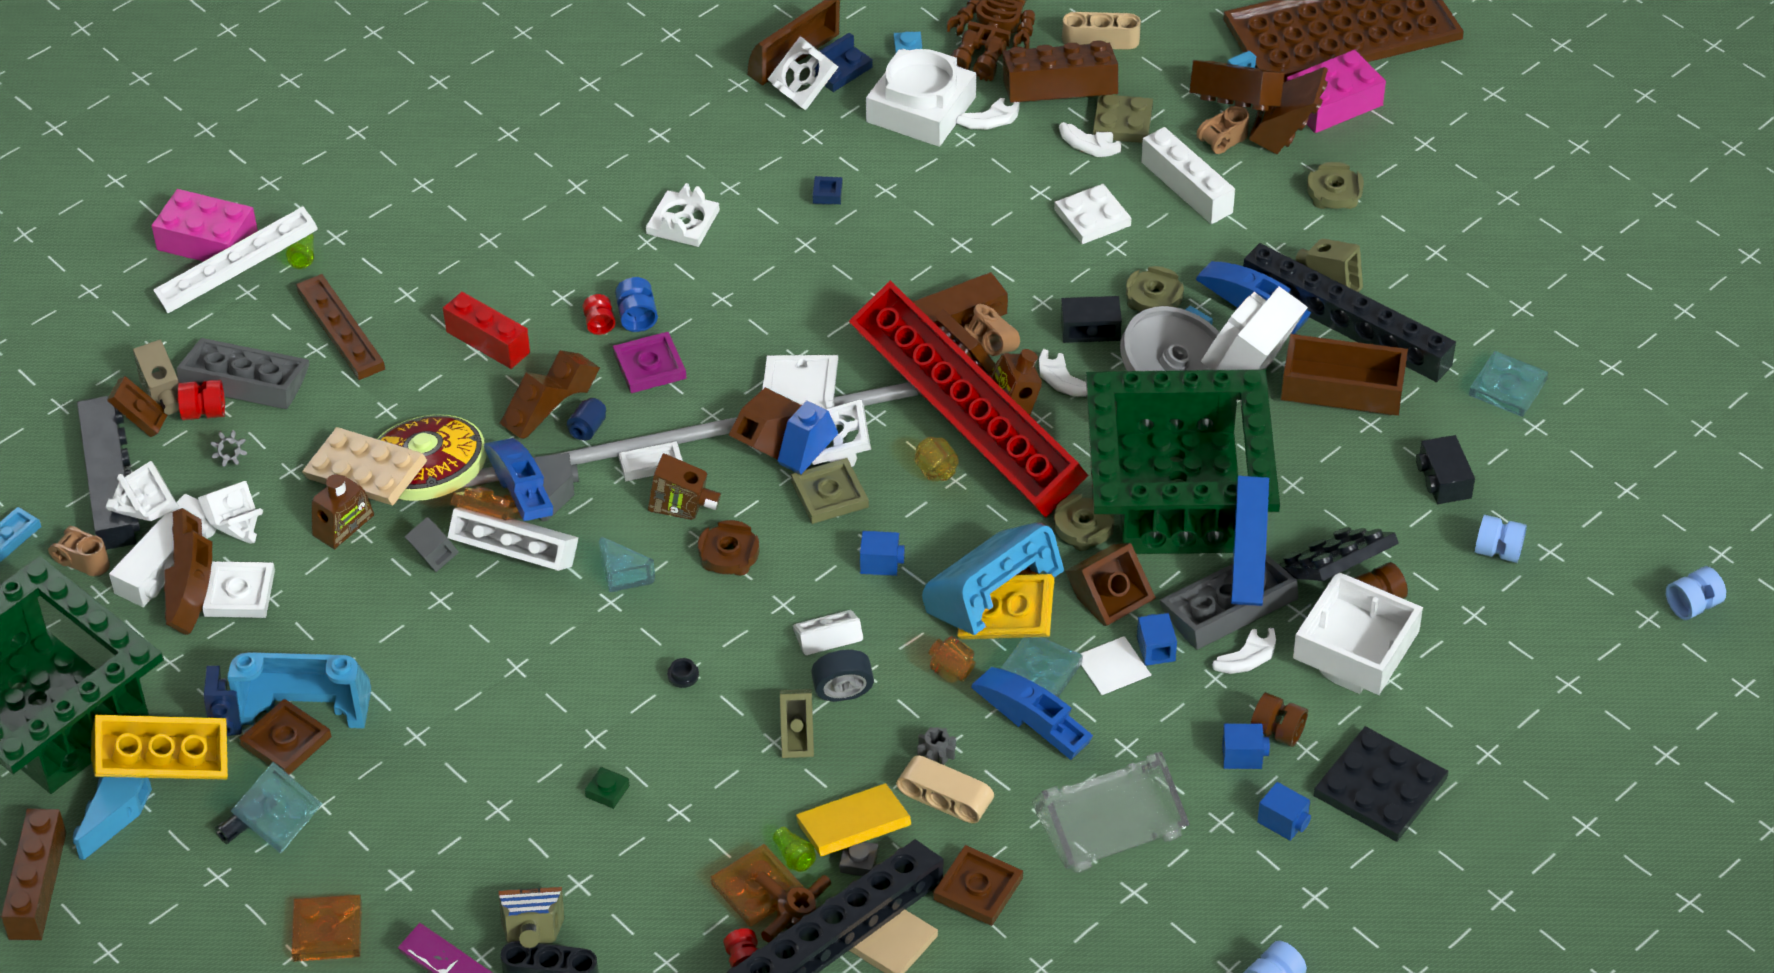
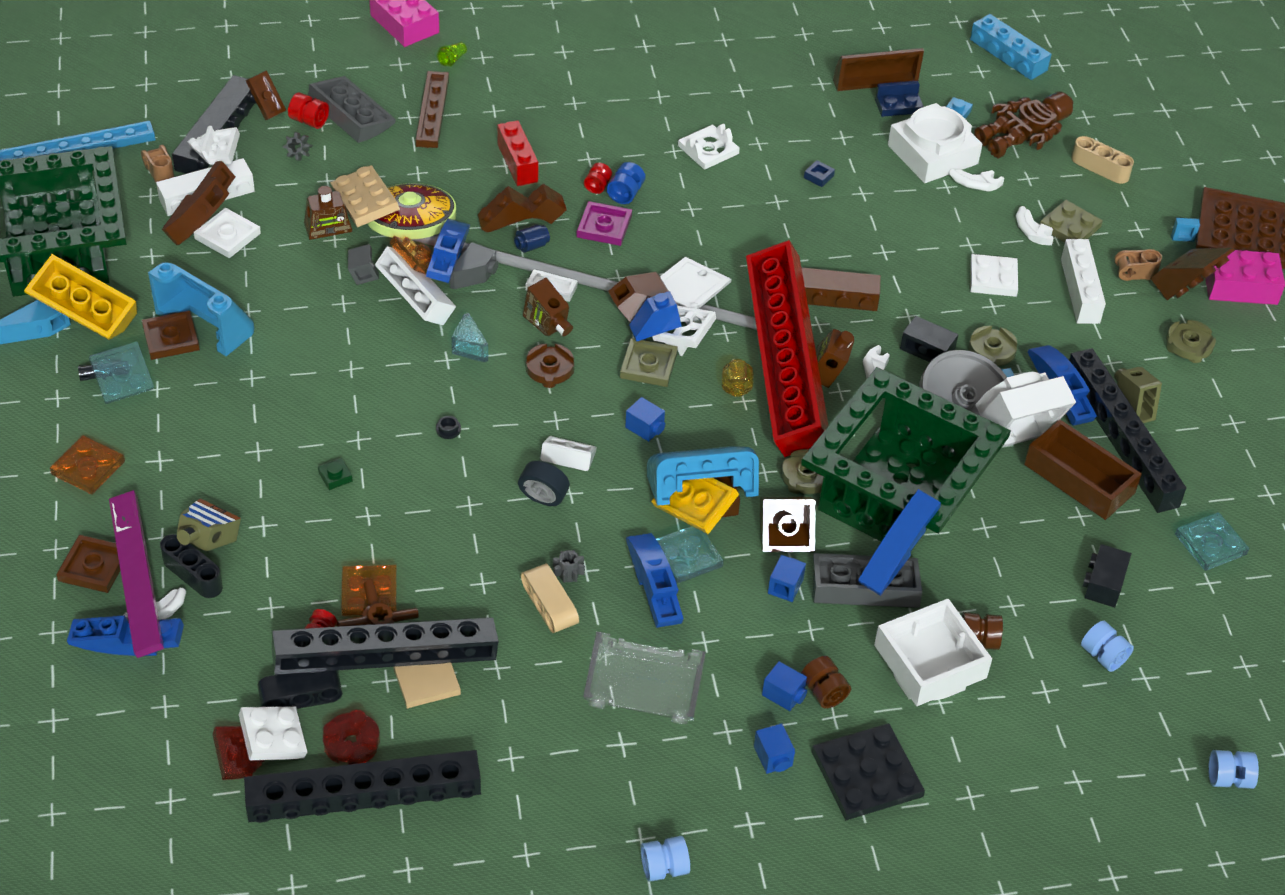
camera: 30 degrees right, 0 degrees up
(161, 385) = (287, 88): dark tan torso -> none
(220, 701) = (141, 291): dark blue bracket -> none
(232, 511) = (263, 183): white slope -> none
(235, 259) = (403, 38): white plate -> none
(795, 850) = (414, 581): clear neon green cone -> none
(796, 723) = (490, 498): olive slope -> none
(826, 70) = (878, 93): white piece -> none
(853, 819) = (469, 583): yellow tile -> none
(859, 858) = (453, 609): dark grey plate -> none
(951, 659) = (630, 514): clear orange head -> none
(965, 341) = (821, 310): reddish brown plate -> none
(978, 885) = (514, 675): reddish brown plate -> none
(992, 331) = (849, 314): medium nougat piece -> none
(1060, 71) = (1046, 171): reddish brown brick -> none
(1113, 665) = (744, 581): white sticker -> none
(1237, 84) = (1164, 234): reddish brown brick -> none
(1253, 653) = (852, 627): white piece -> none
(1338, 553) = (962, 588): black plate -> none

